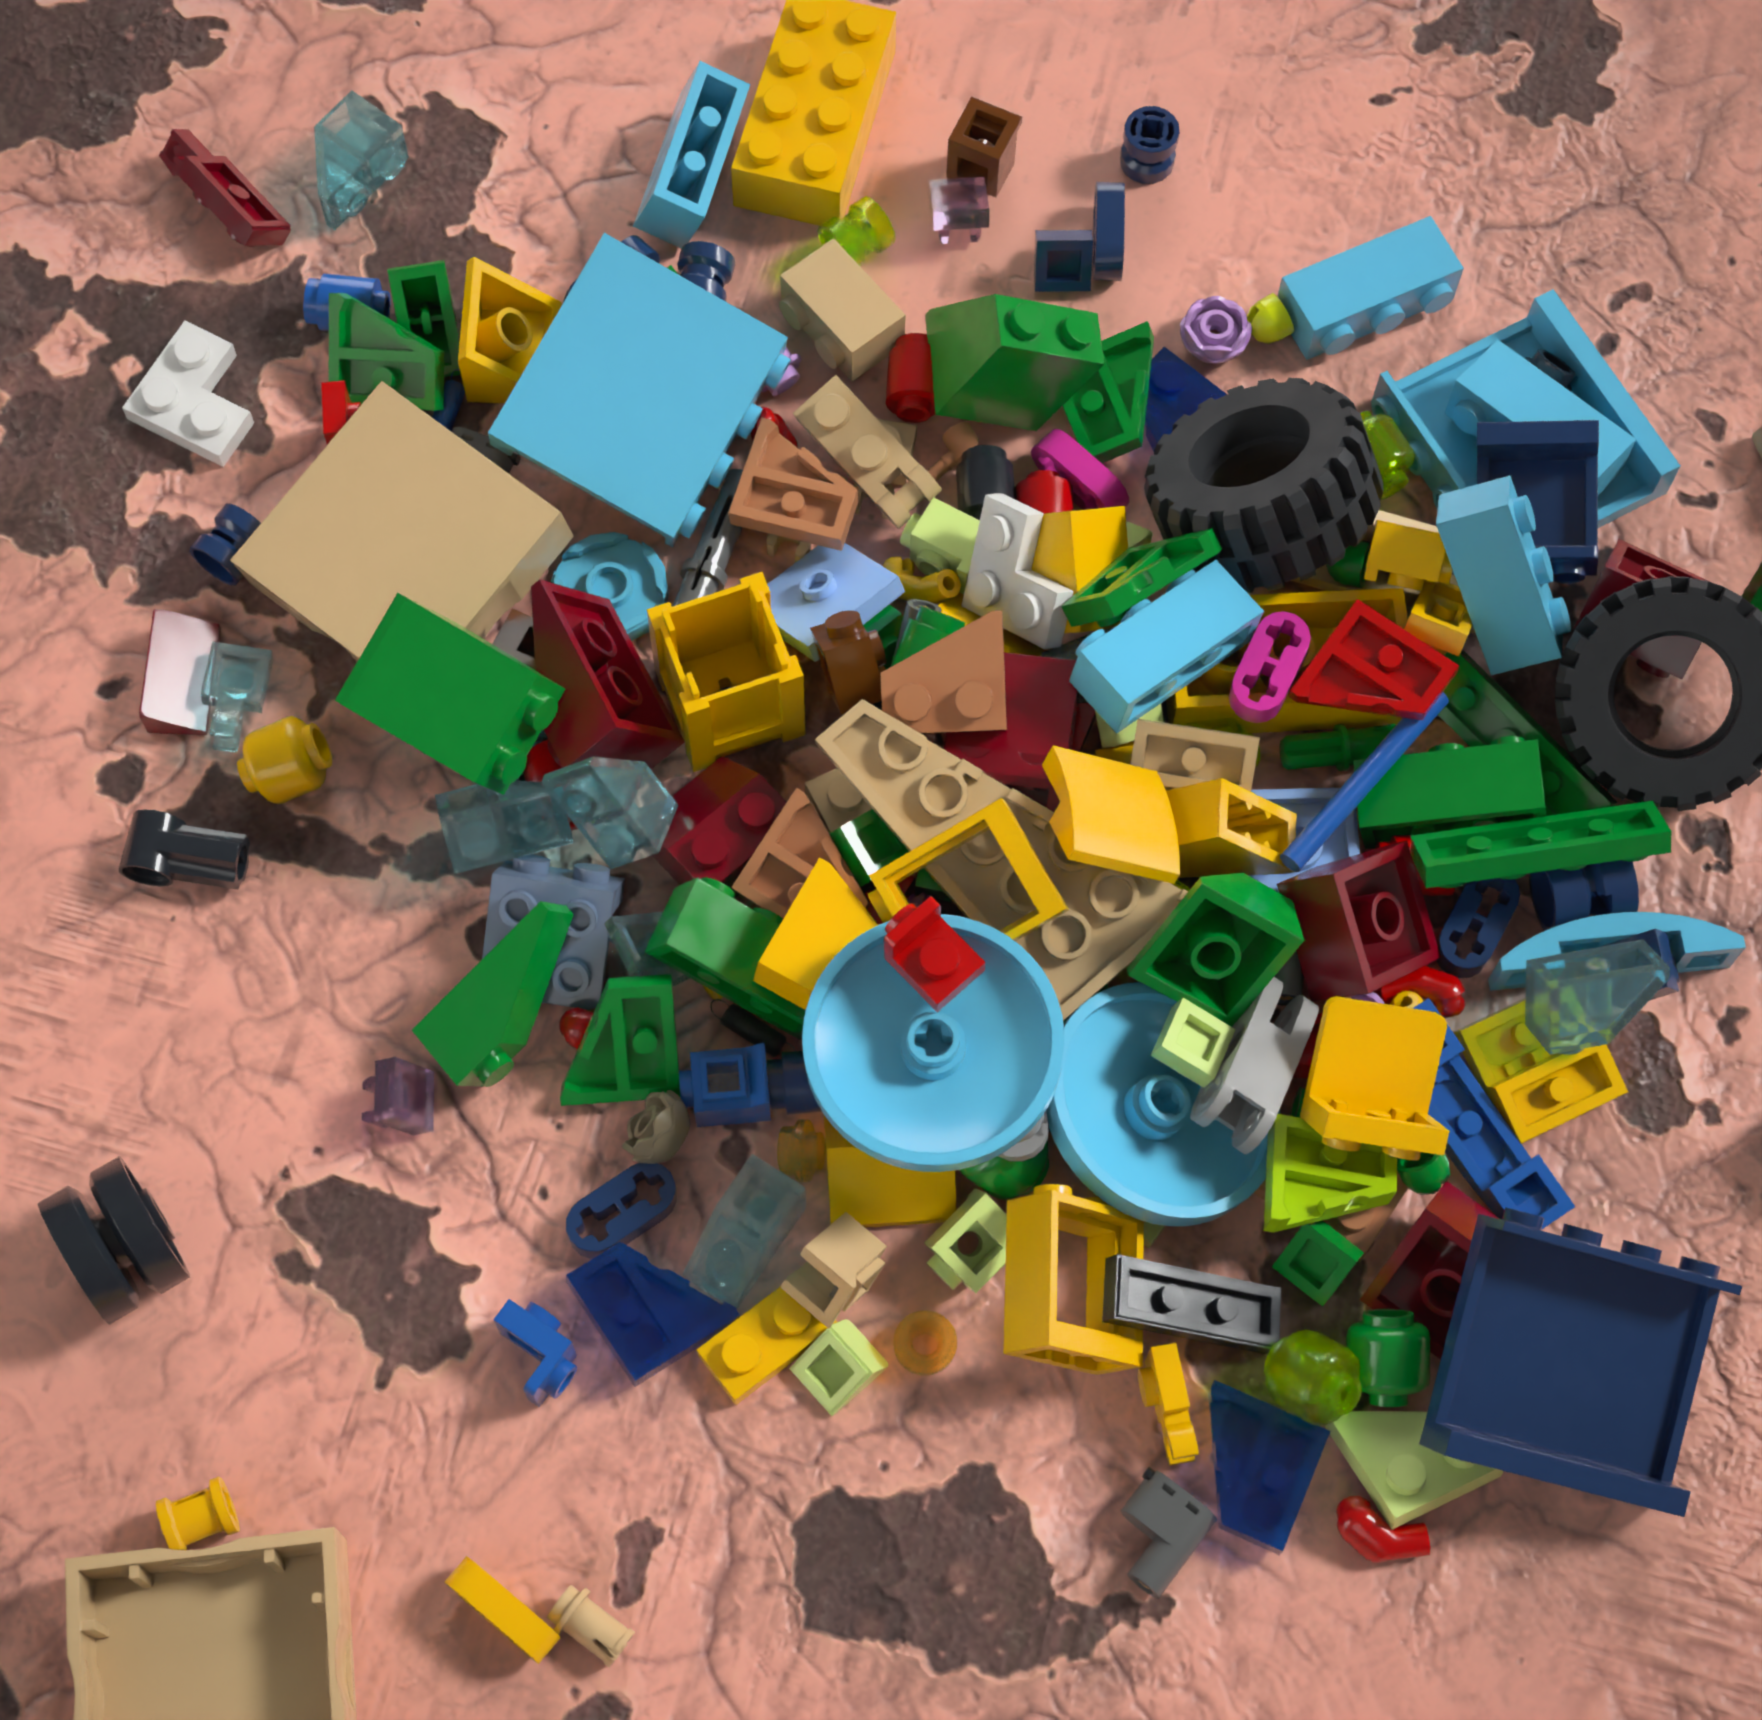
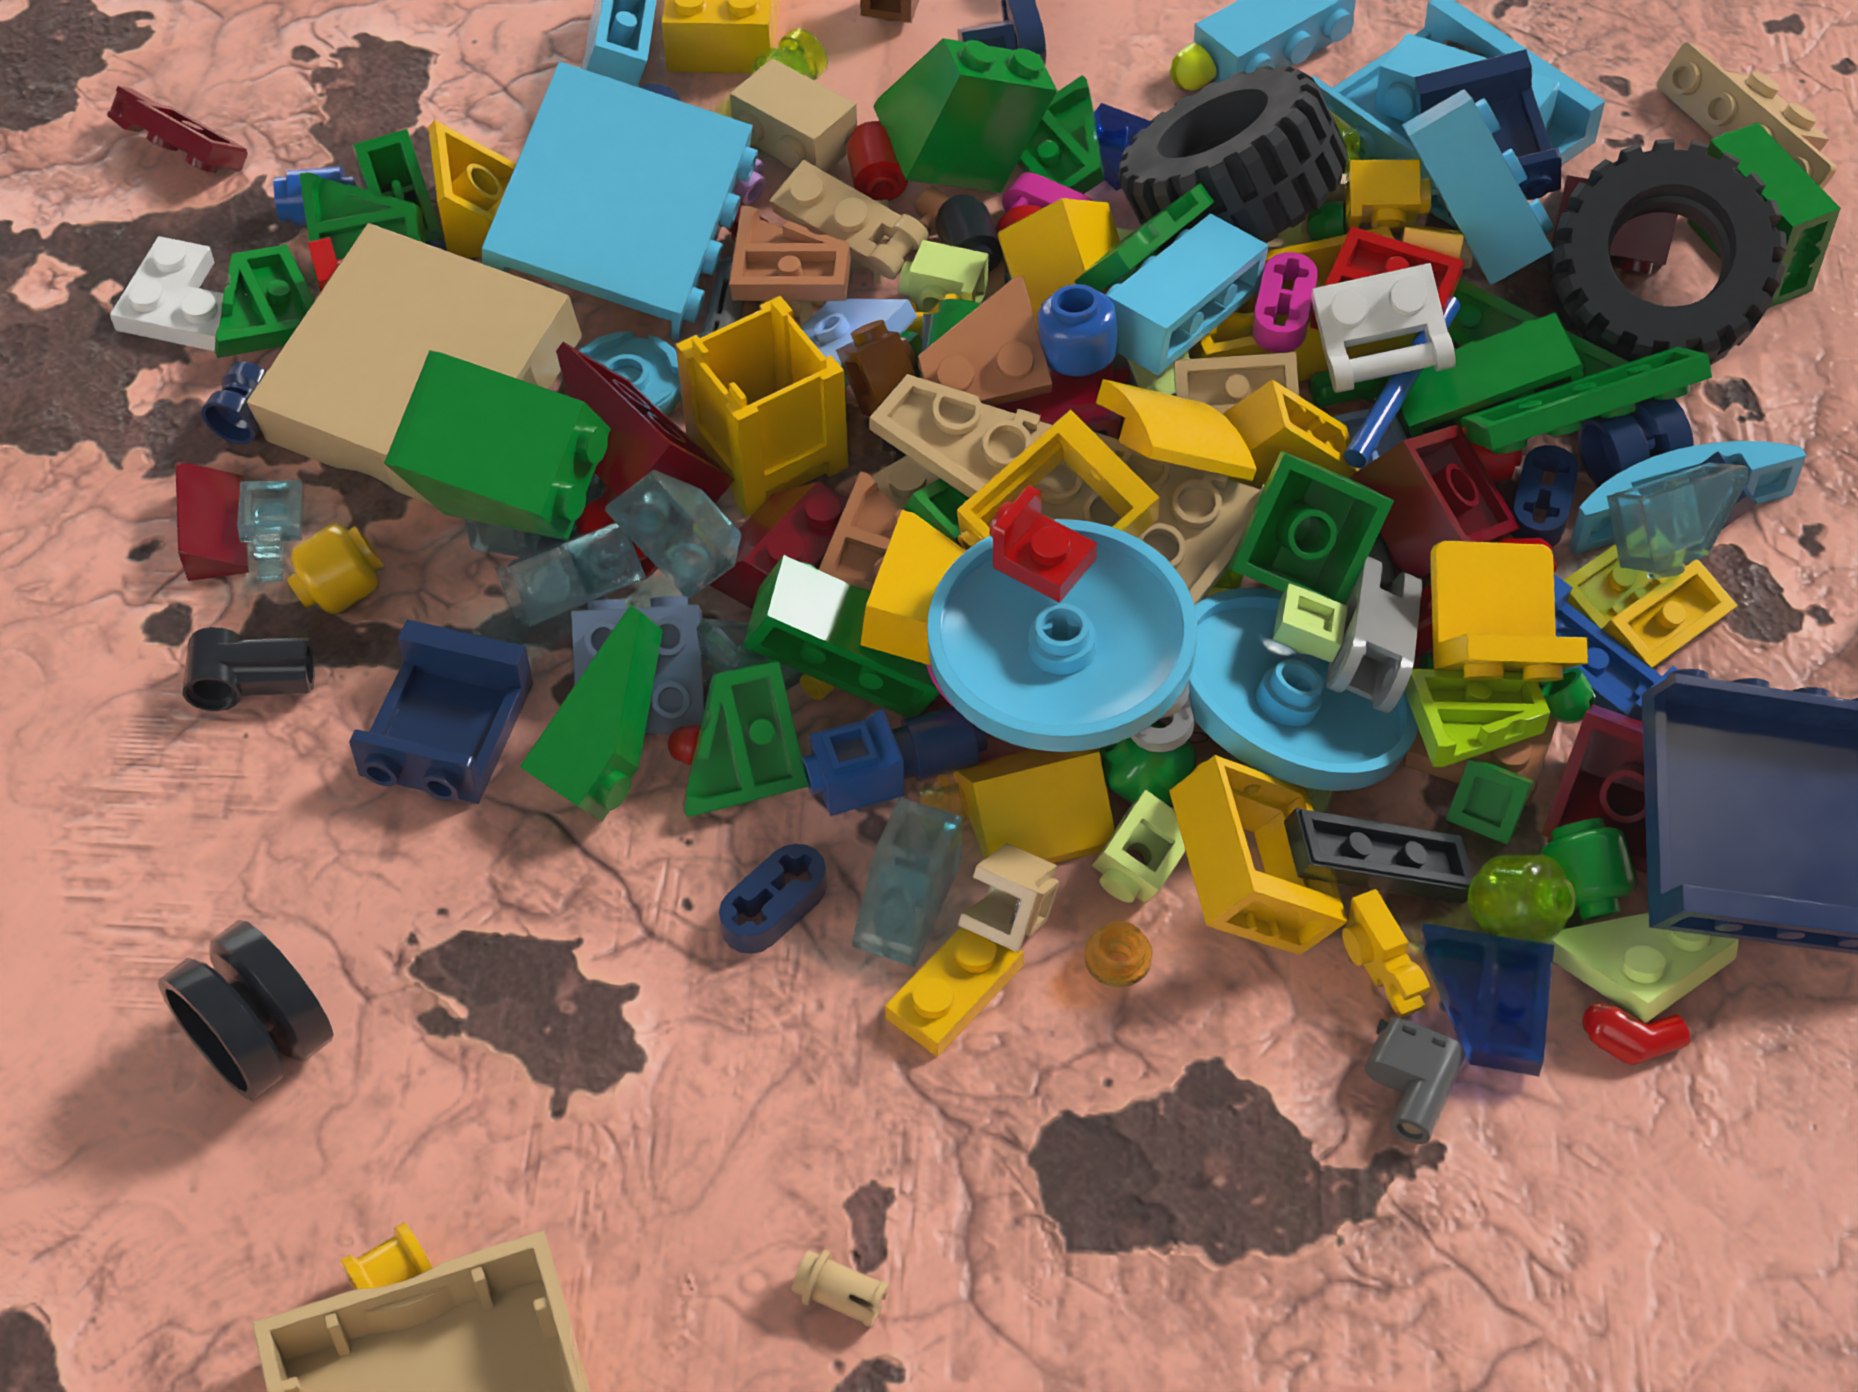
camera: 10 degrees left, 15 degrees down
(272, 429) = (261, 301): none -> green wing
(354, 156) = (300, 81): clear light blue slope -> none
(357, 946) = (445, 713): none -> dark blue panel
(401, 1096) = (521, 837): clear purple tile -> none
(502, 1609) = (741, 1290): yellow beam -> none
(537, 1334) = (721, 1028): blue bracket -> none
(645, 1311) = (820, 980): clear blue wing -> none
(658, 1129) = (795, 813): dark tan plate -> none
(752, 1029) = (850, 711): pearl dark grey piece -> none
(838, 1366) = (1034, 997): yellowish green slope -> none
(959, 205) = (880, 24): tile -> none
(1003, 576) = (1007, 250): white plate -> none
(1043, 681) = (1078, 330): none -> blue head
(1218, 315) = (1144, 83): lavender plate -> none
(1355, 706) = (1379, 310): none -> white plate

